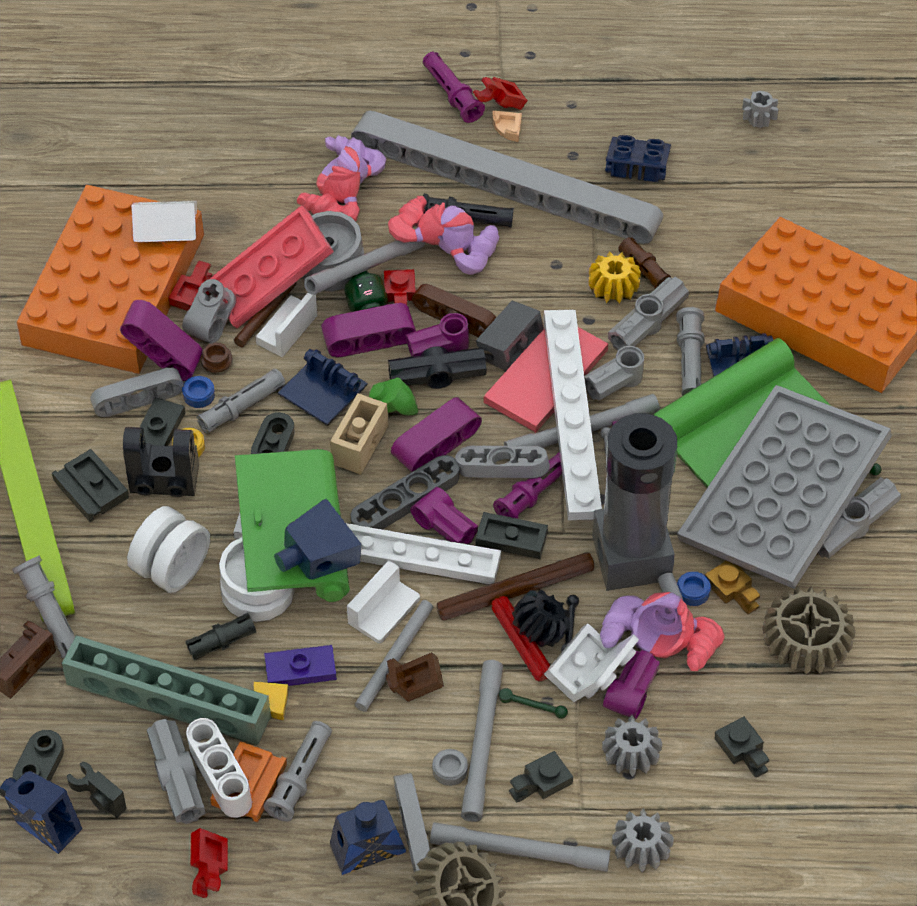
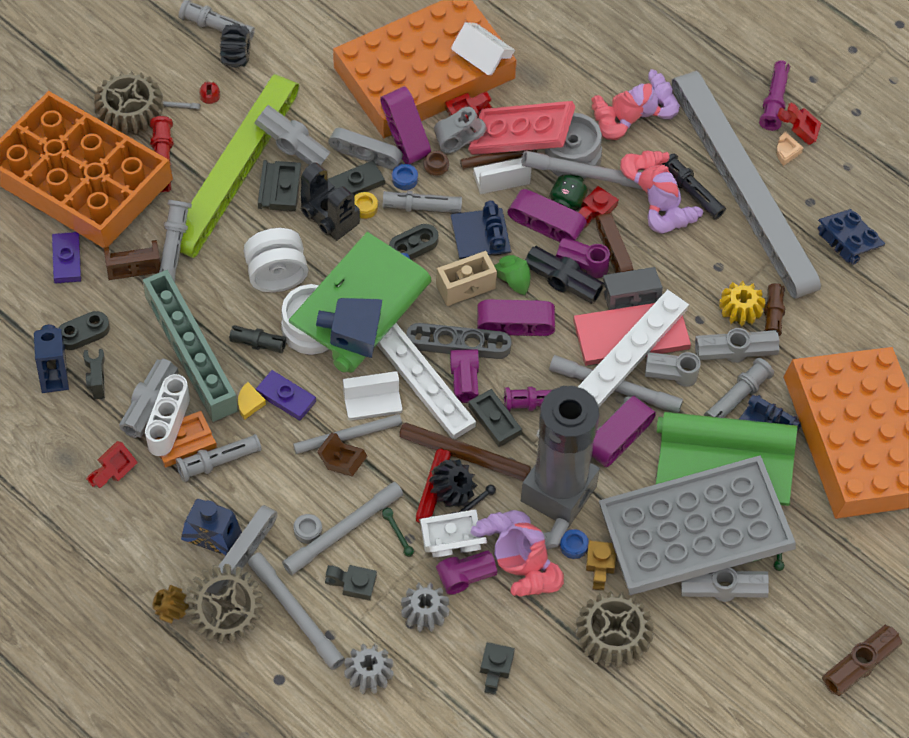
camera: 40 degrees right, 5 degrees up
(61, 430) = (291, 136): none -> light grey piece
(481, 460) = (535, 356): light grey beam -> none

